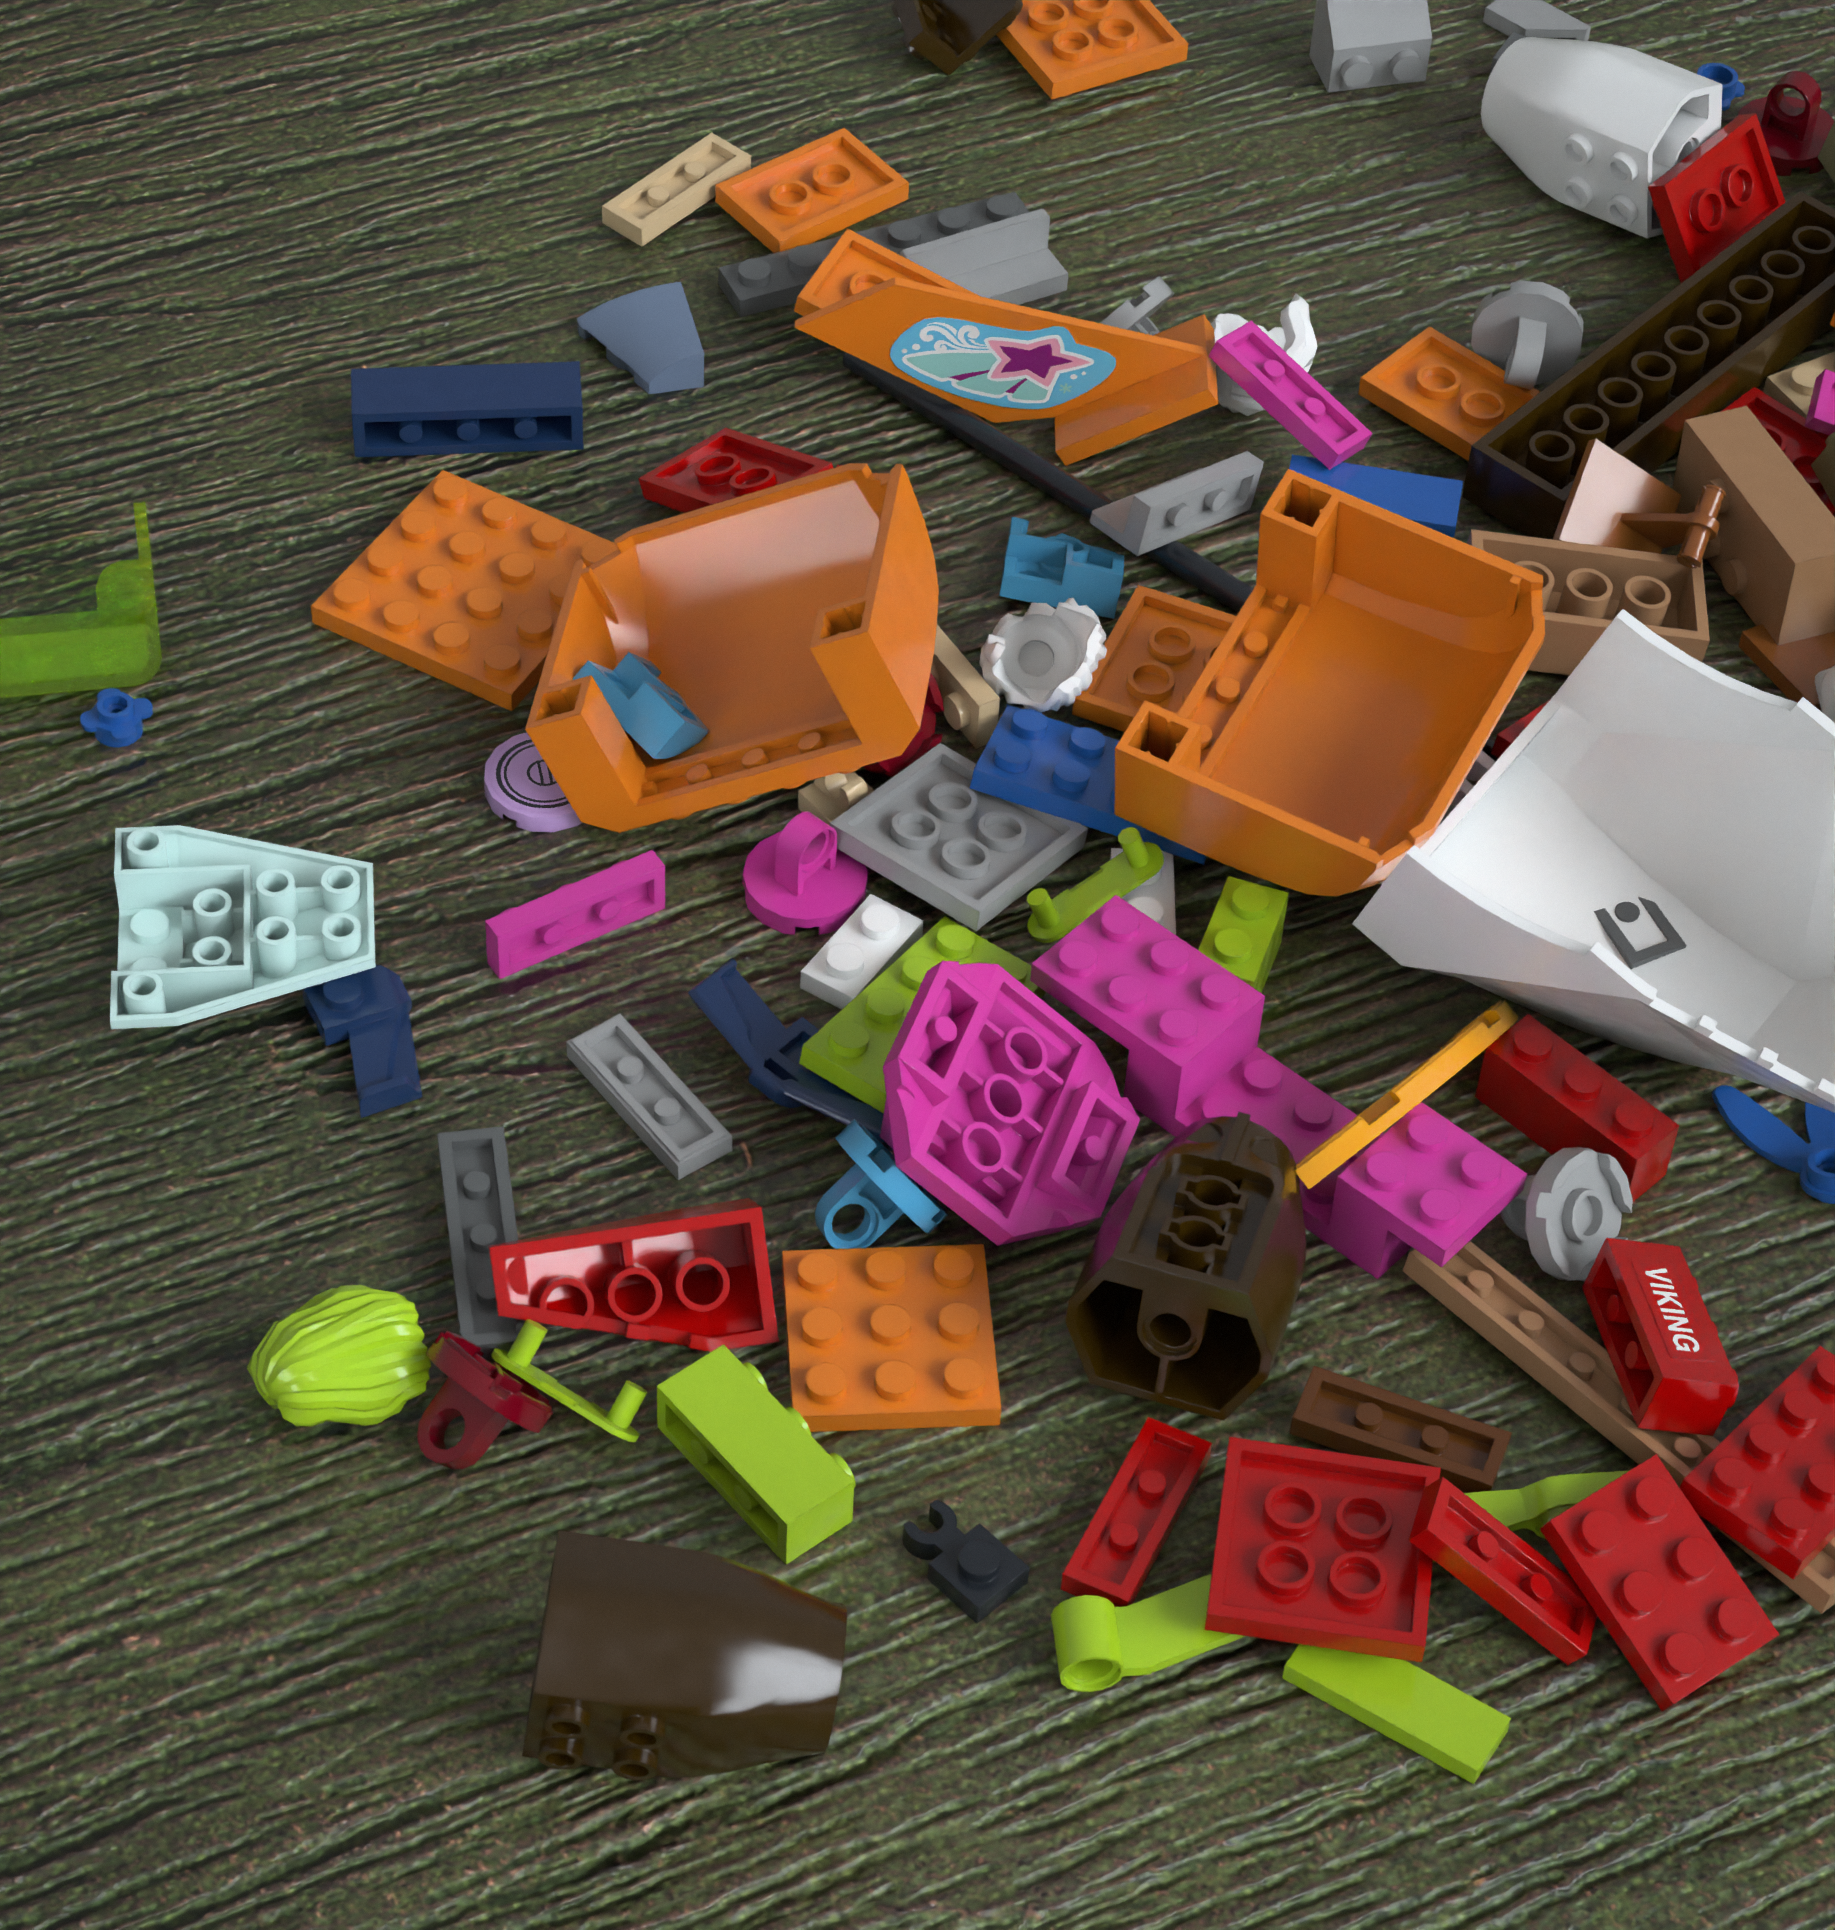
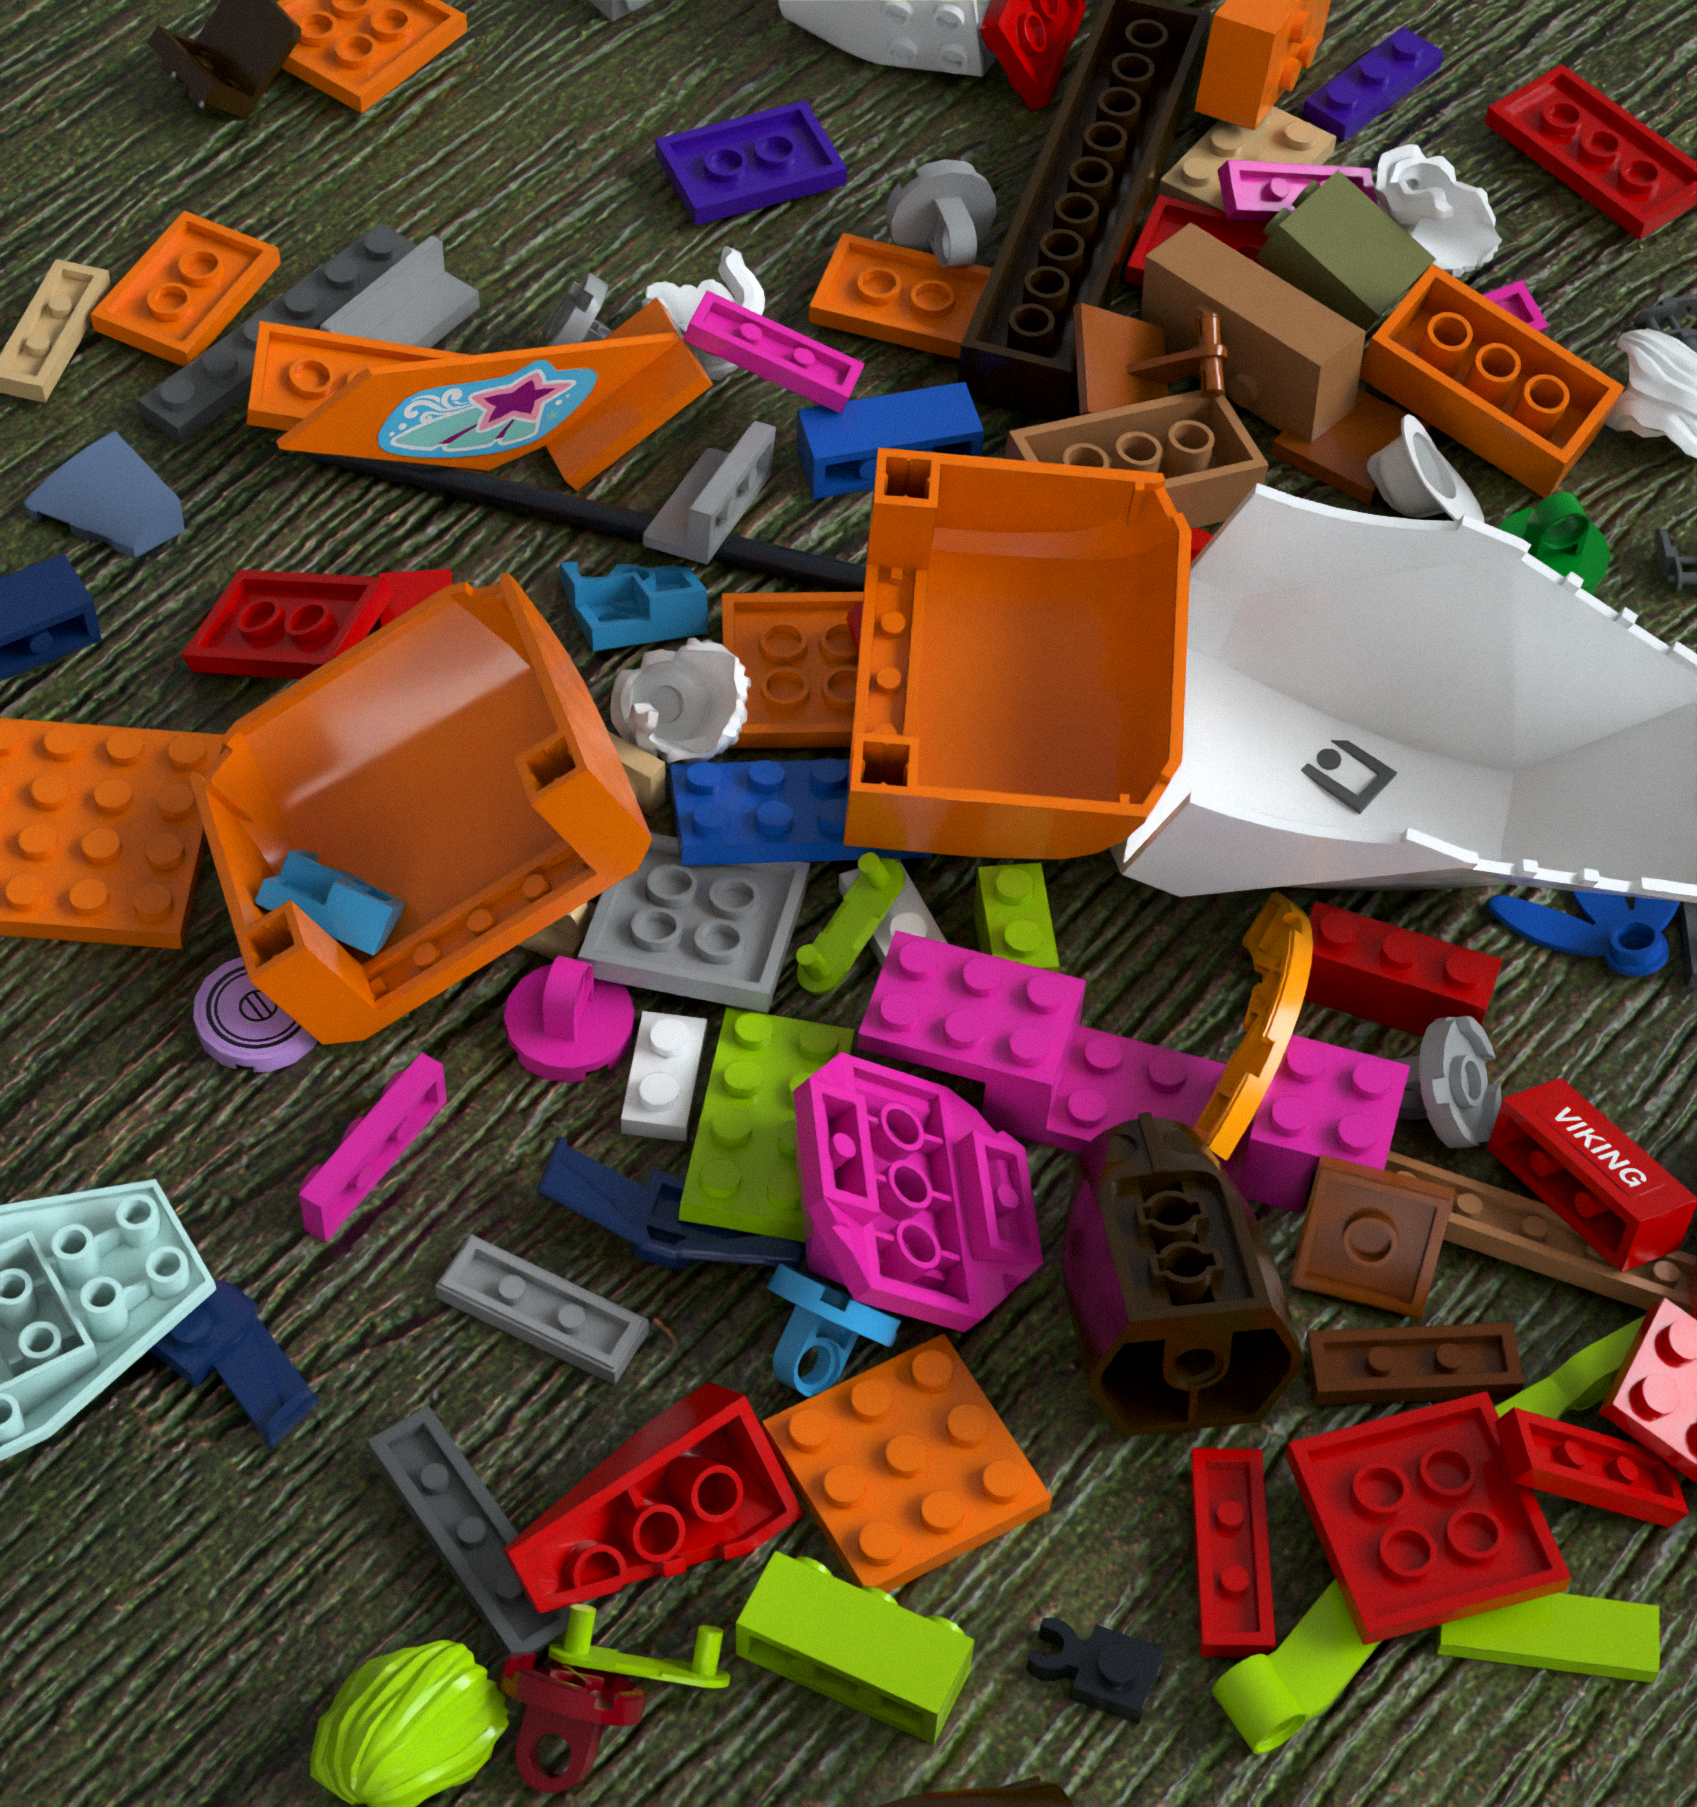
camera: 25 degrees left, 5 degrees up
(1381, 244) = (750, 162): none -> dark purple plate
(1415, 1307) = (1371, 1236): none -> dark orange tile

